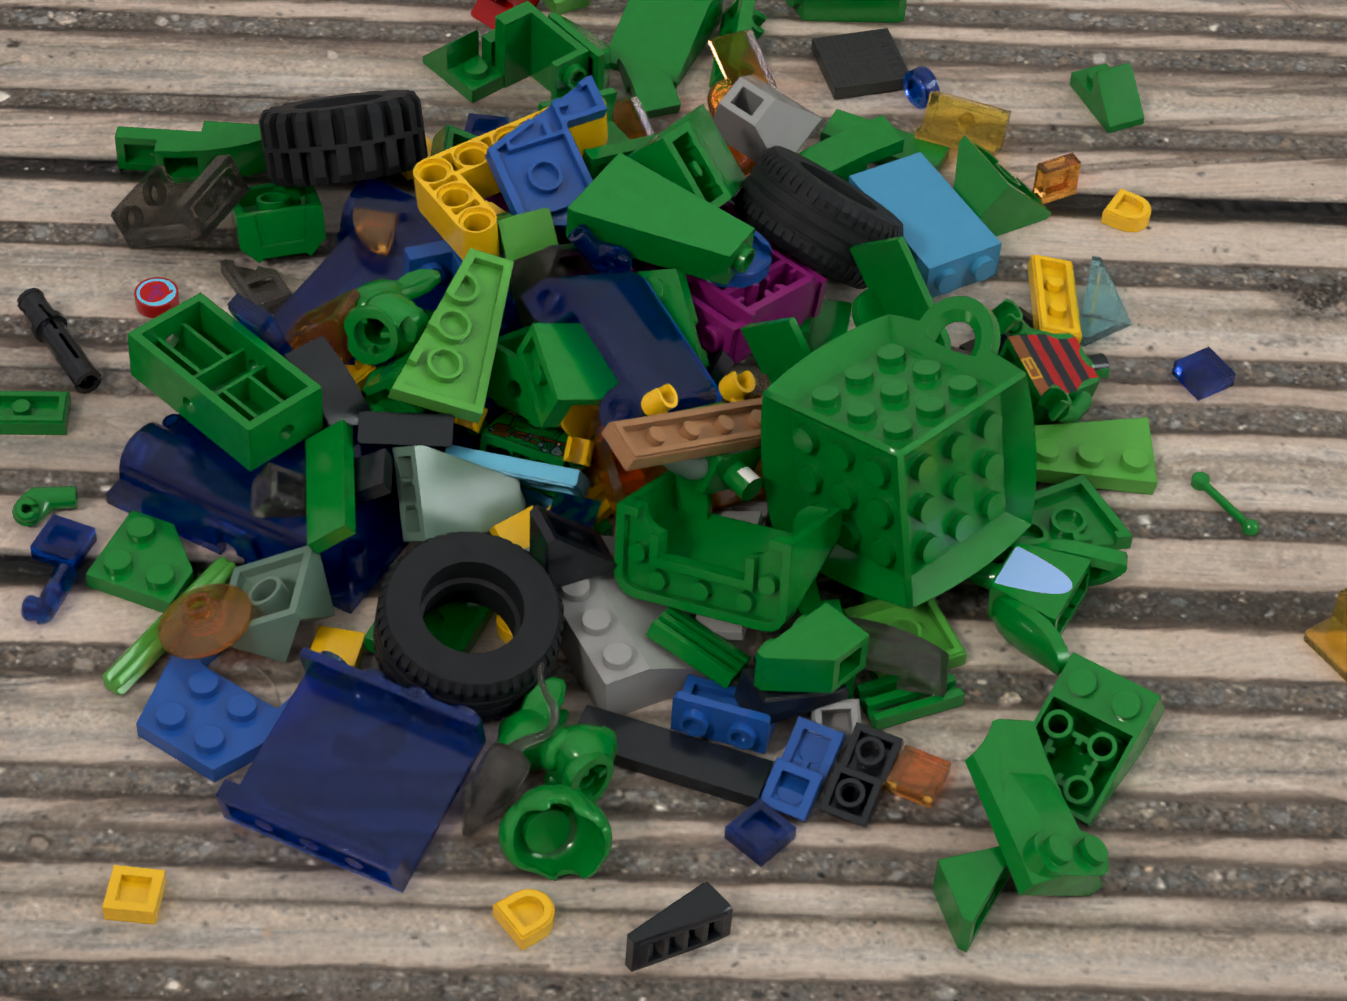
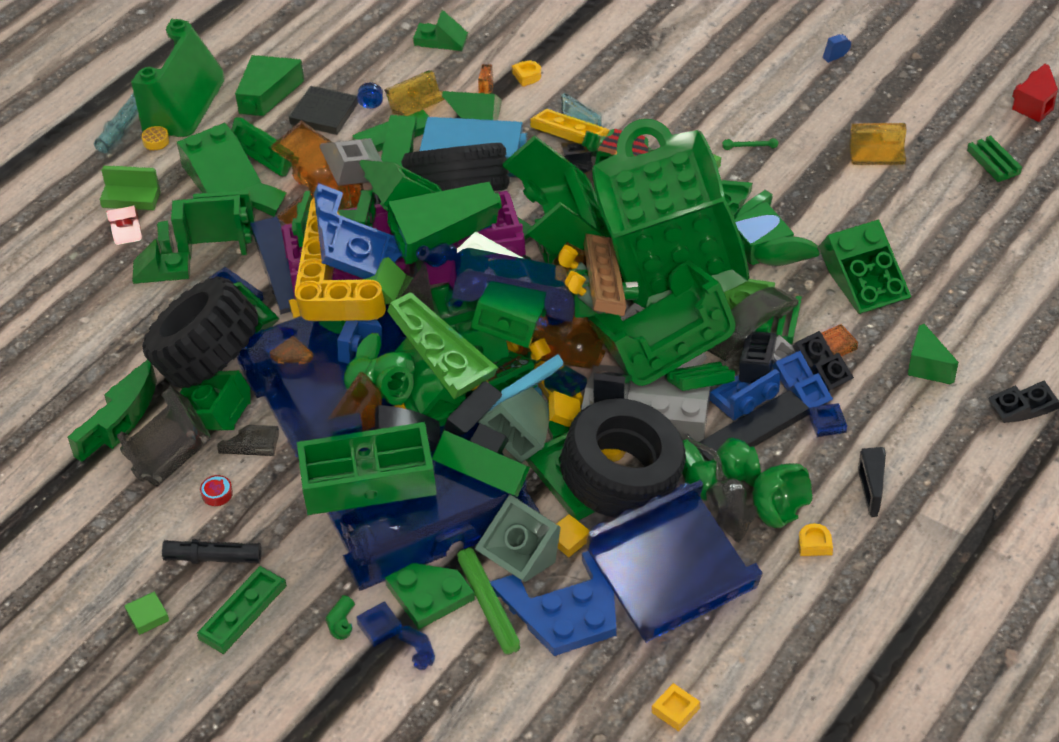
camera: 50 degrees left, 0 degrees up
(205, 621) = (518, 587): clear orange dish -> none
(278, 493) = (460, 491): clear smoke slope -> none
(813, 654) = (763, 323): green slope -> none
(1031, 817) = (934, 311): green slope -> none
(1203, 373) = (660, 105): clear blue tile -> none

